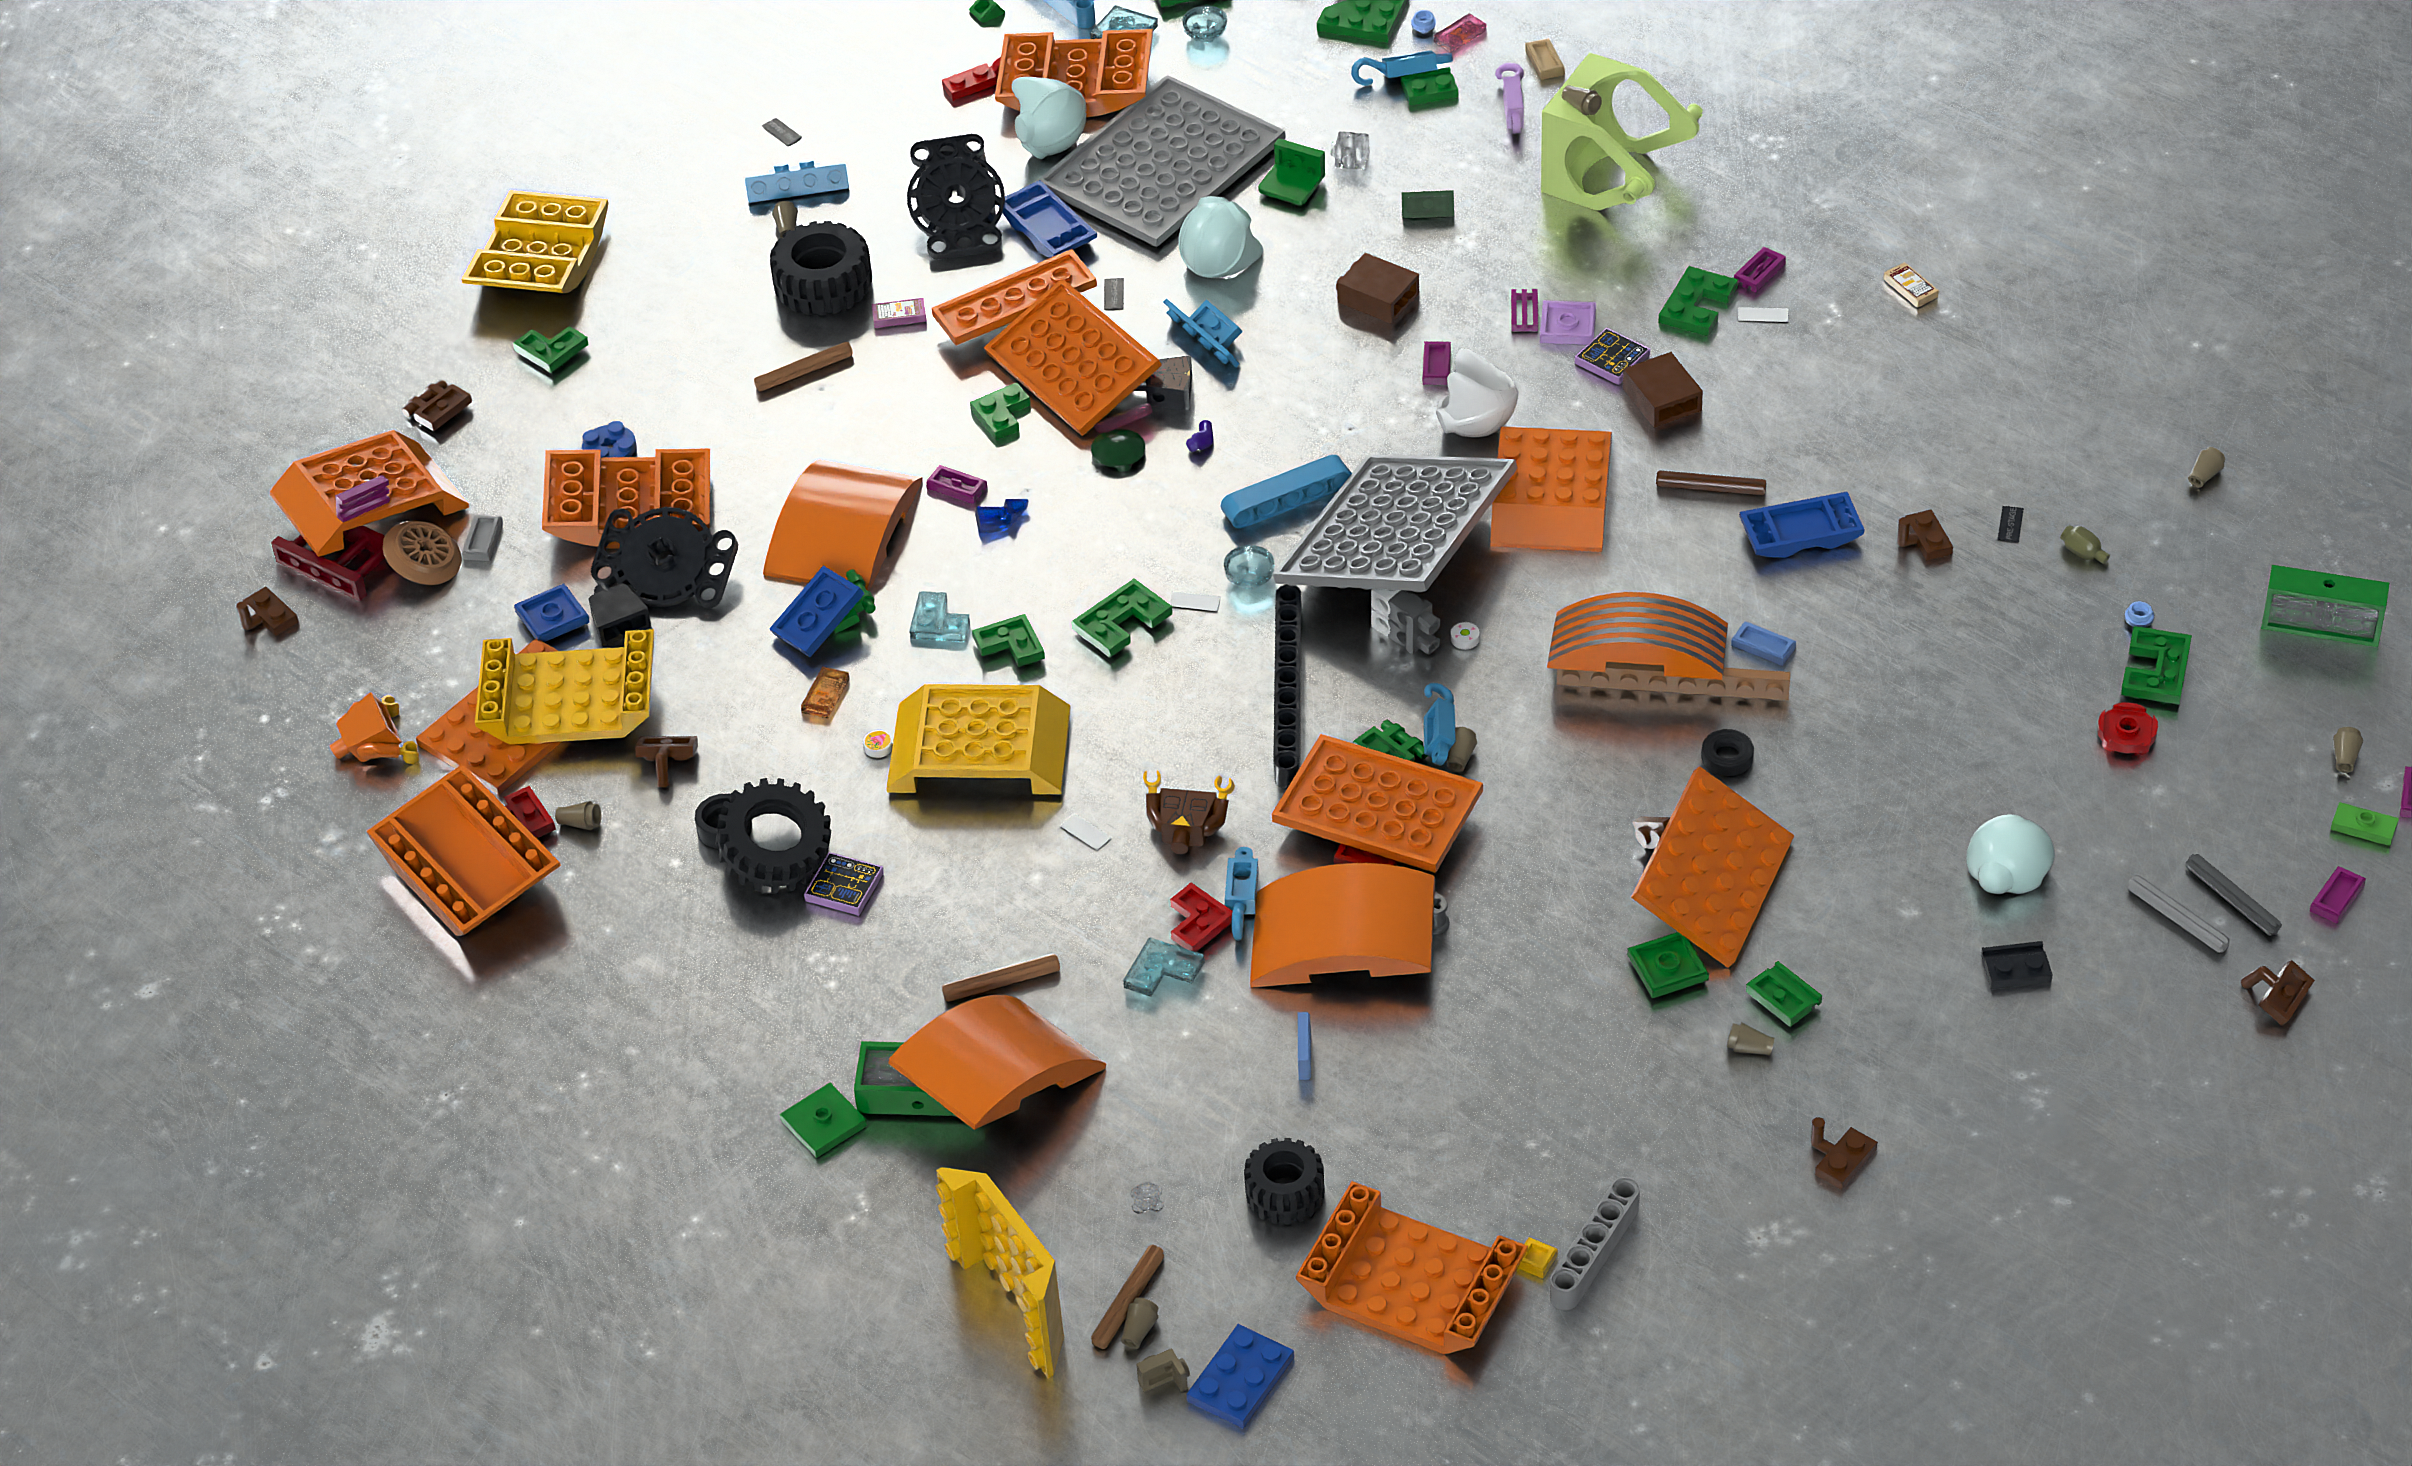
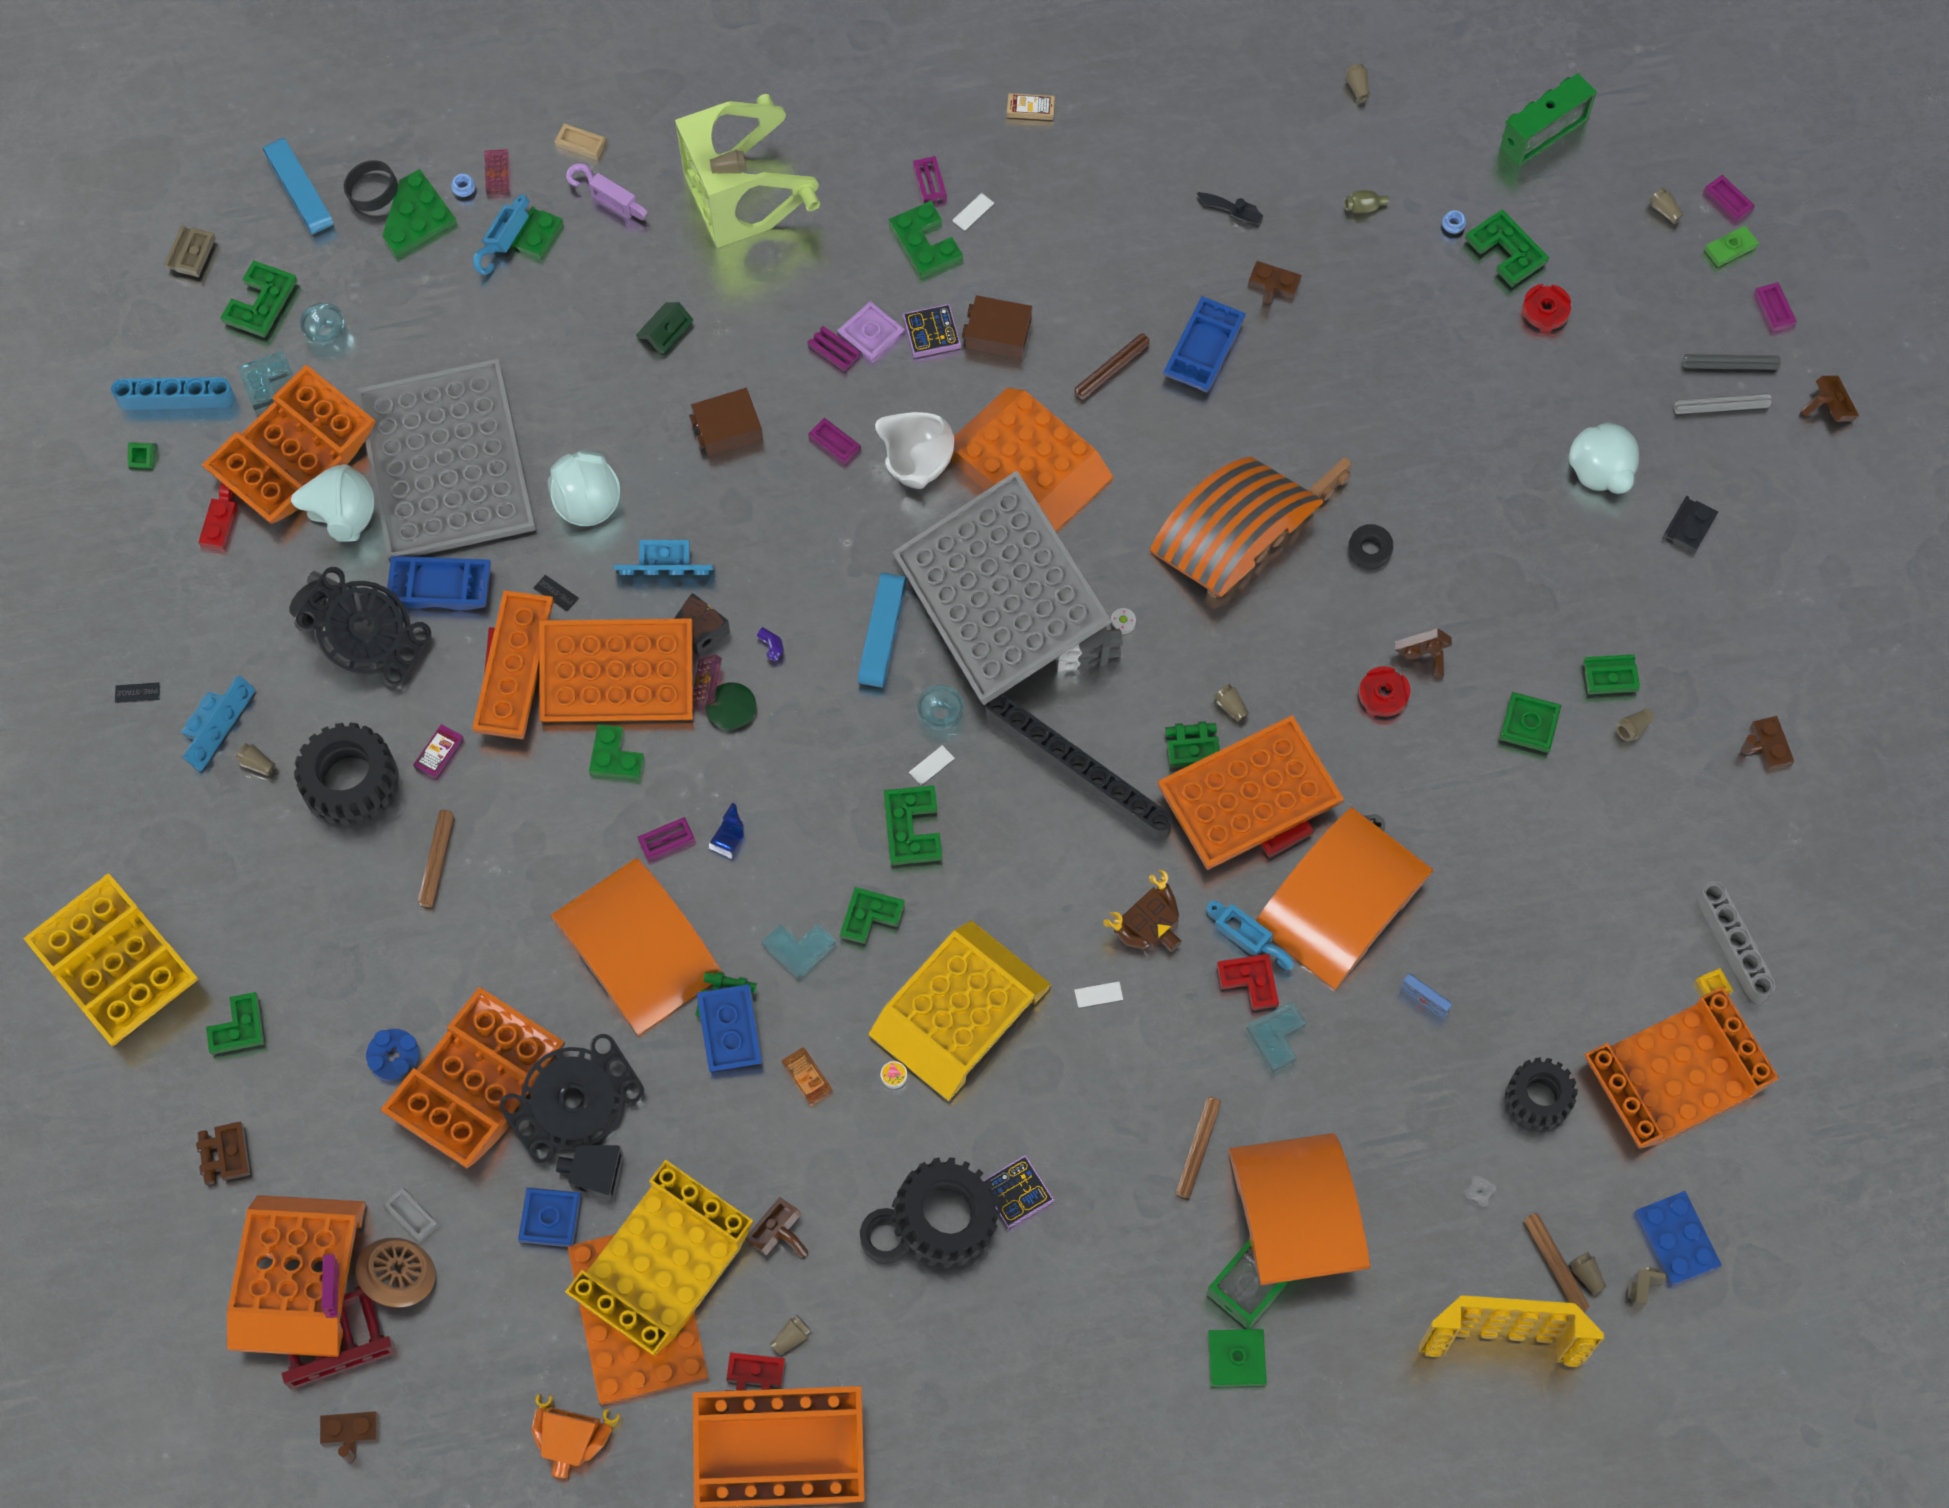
camera: 55 degrees left, 20 degrees up
(1295, 172) = (550, 387): green bracket -> none
(1351, 150) = (565, 324): clear brick -> none
(1439, 724) = (1201, 699): dark azure piece -> none
(1586, 858) = (1384, 705): none -> red plate
(1713, 866) = (1484, 634): orange plate -> none
(1763, 643) = (1288, 449): medium blue tile -> none
(1971, 469) = (1240, 210): none -> black piece
(2010, 523) = (1303, 226): black sticker -> none

